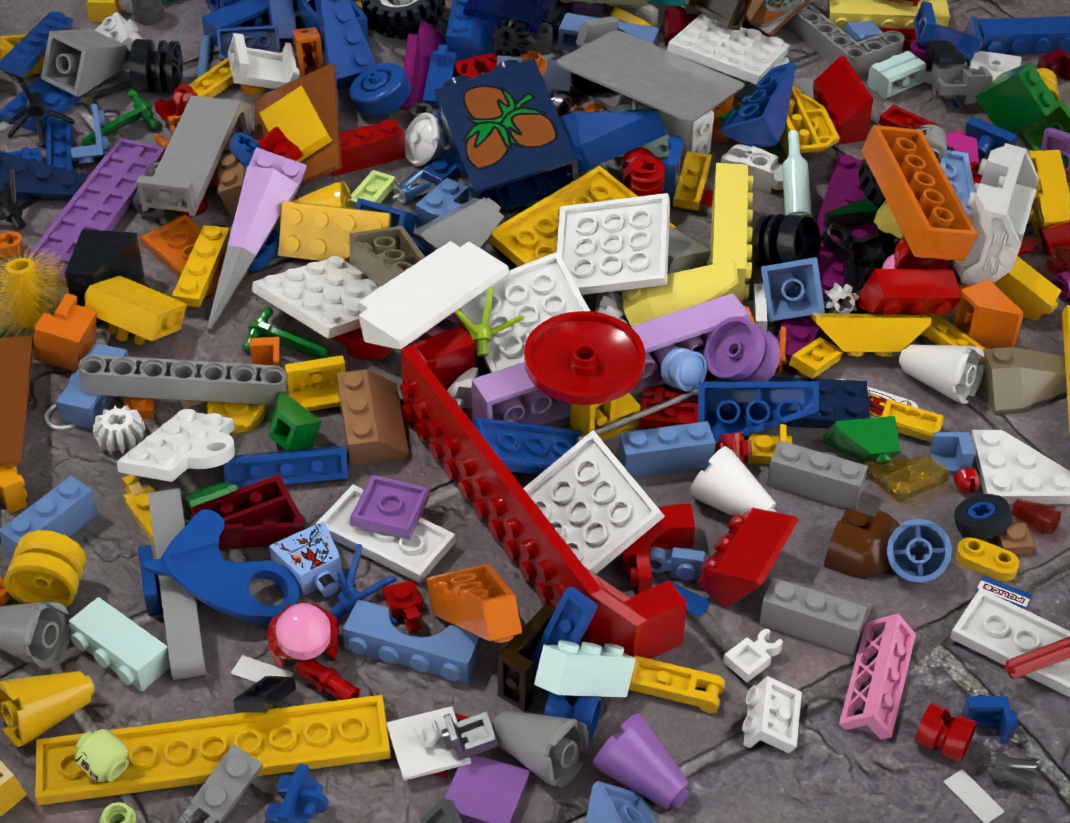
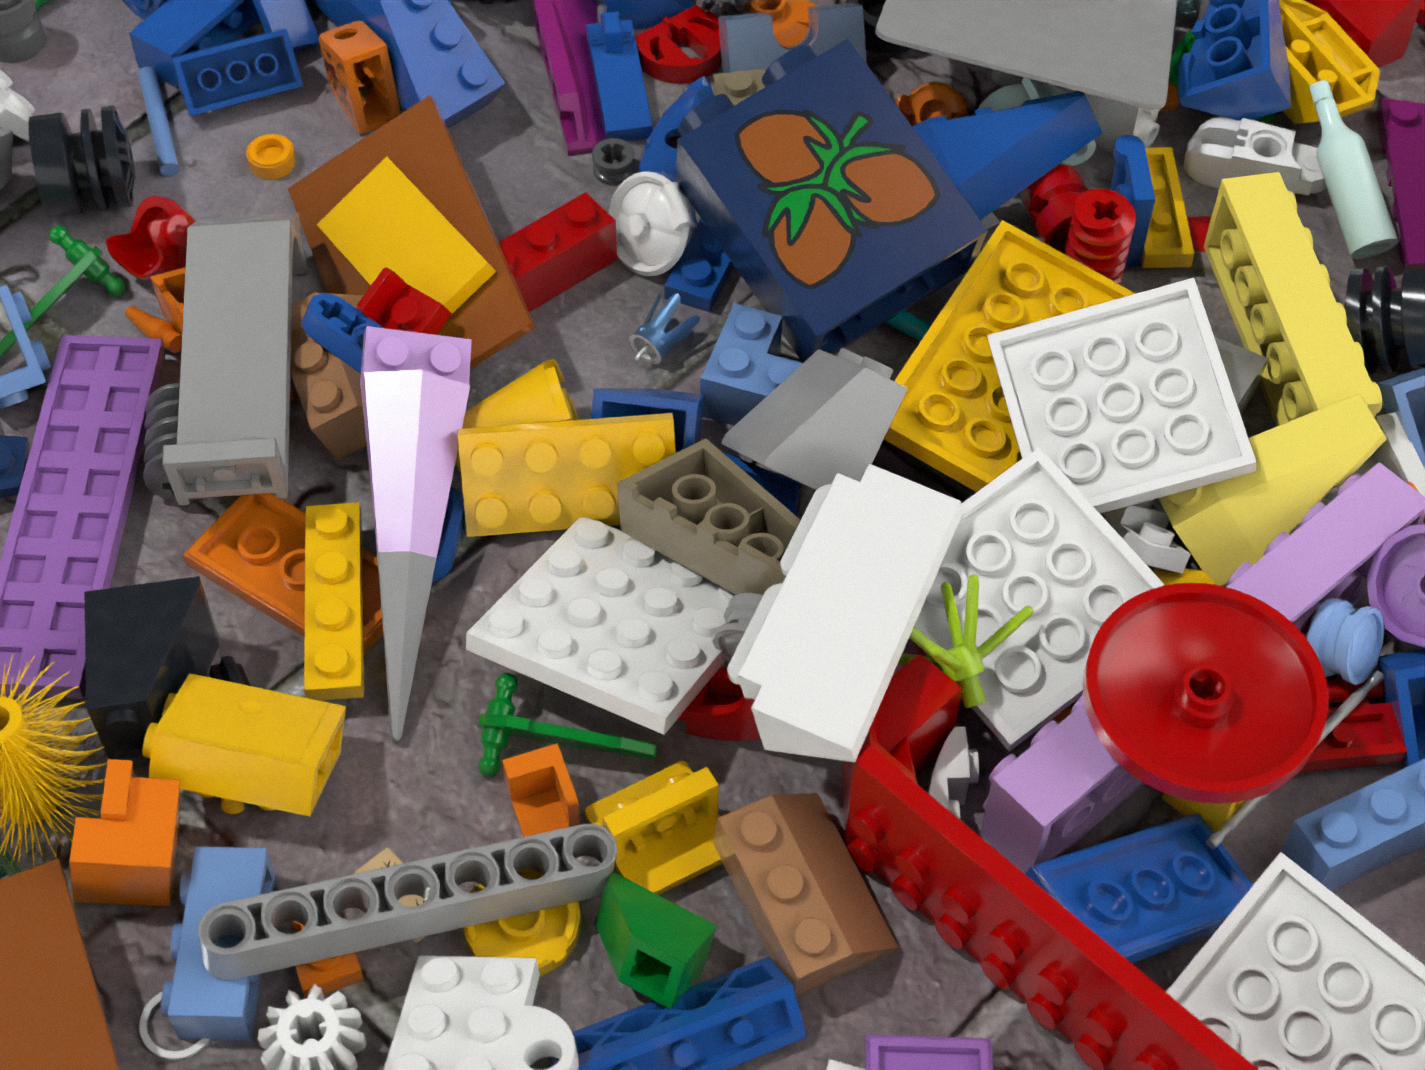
camera: 15 degrees left, 10 degrees up
(214, 80) = (205, 158): yellow plate -> none
(260, 66) = (283, 119): white panel -> none
(373, 188) = (592, 352): yellowish green plate -> none
(380, 90) = (526, 129): blue wheel -> none

